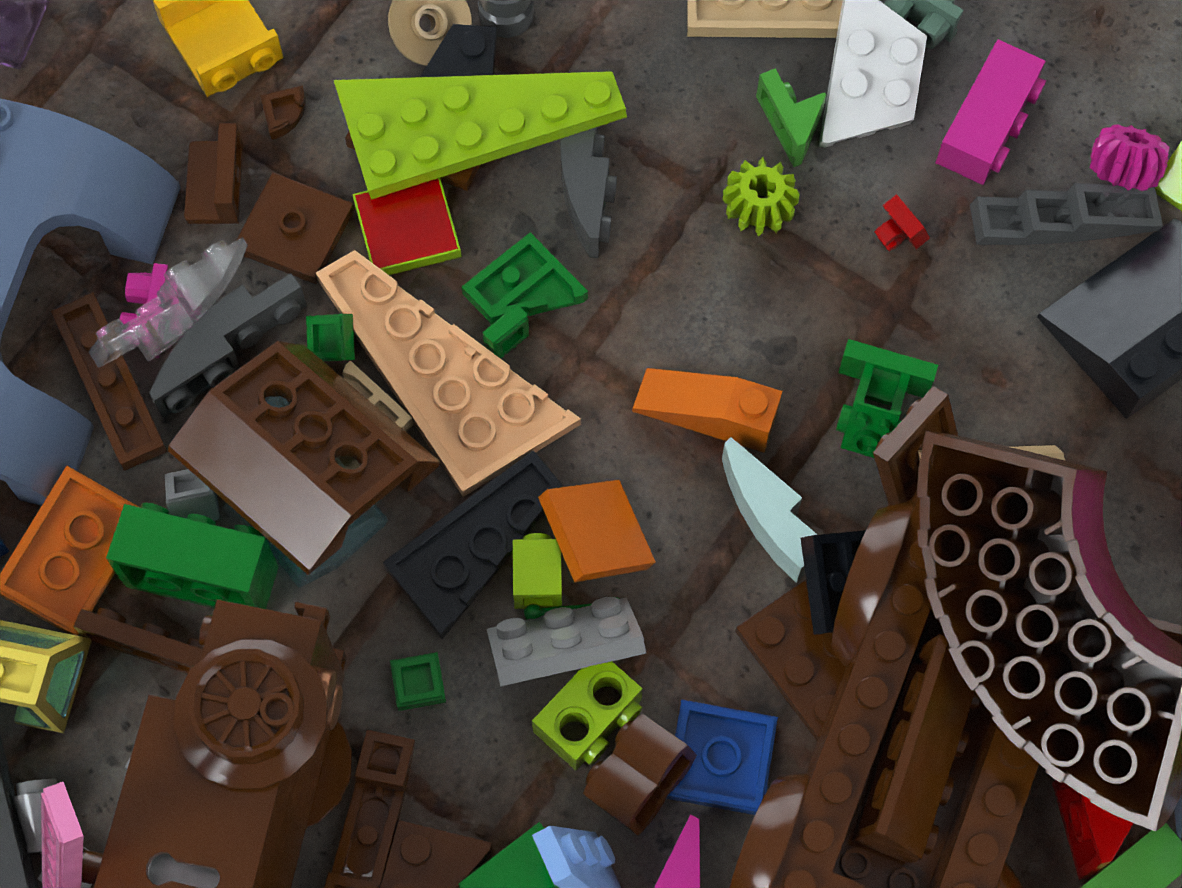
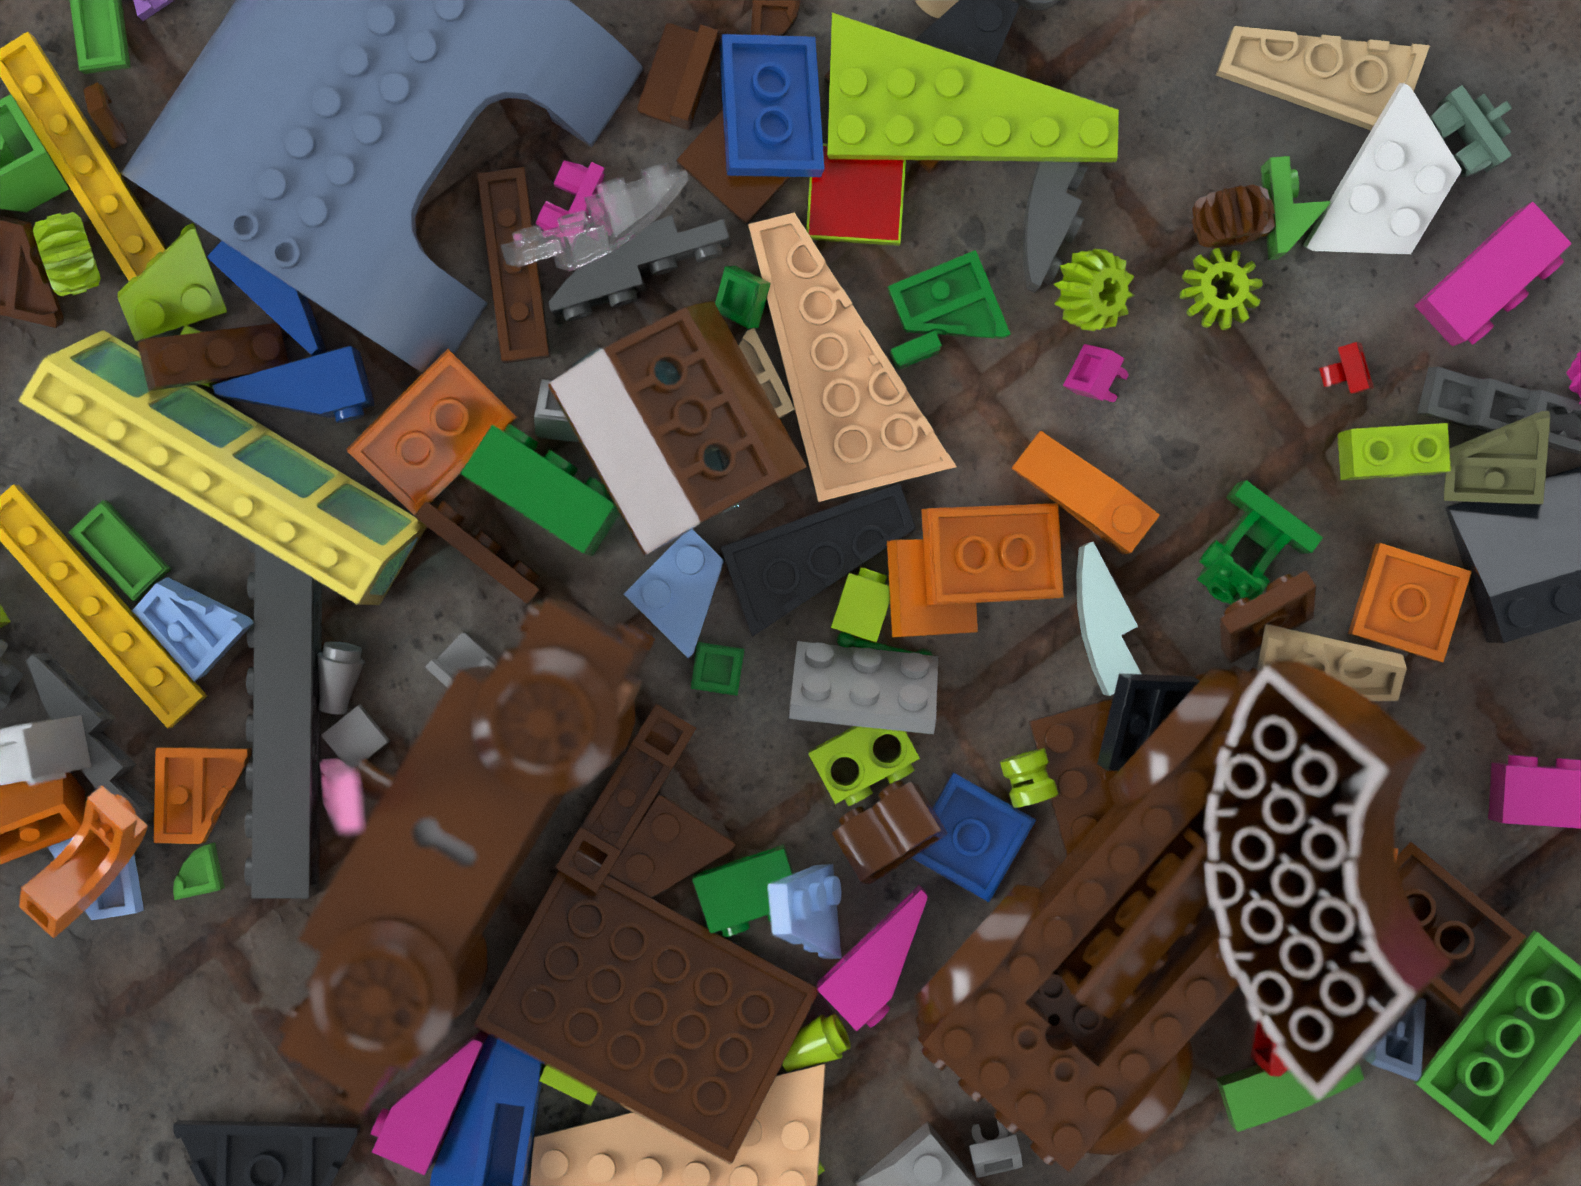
camera: 20 degrees right, 20 degrees up
(304, 172) = (771, 106): none -> blue plate
(361, 617) = (679, 590): none -> light blue wing
(641, 482) = (992, 553): none -> orange tile
(648, 229) = (1094, 289): none -> lime gear
(676, 300) = (1095, 372): none -> dark pink tile
(747, 131) = (1233, 216): none -> reddish brown gear
(755, 677) = (1026, 767): none -> lime wheel
(970, 278) = (1394, 451): none -> lime brick
(1041, 401) = (1409, 602): none -> orange plate
(1068, 256) = (1501, 464): none -> olive wing

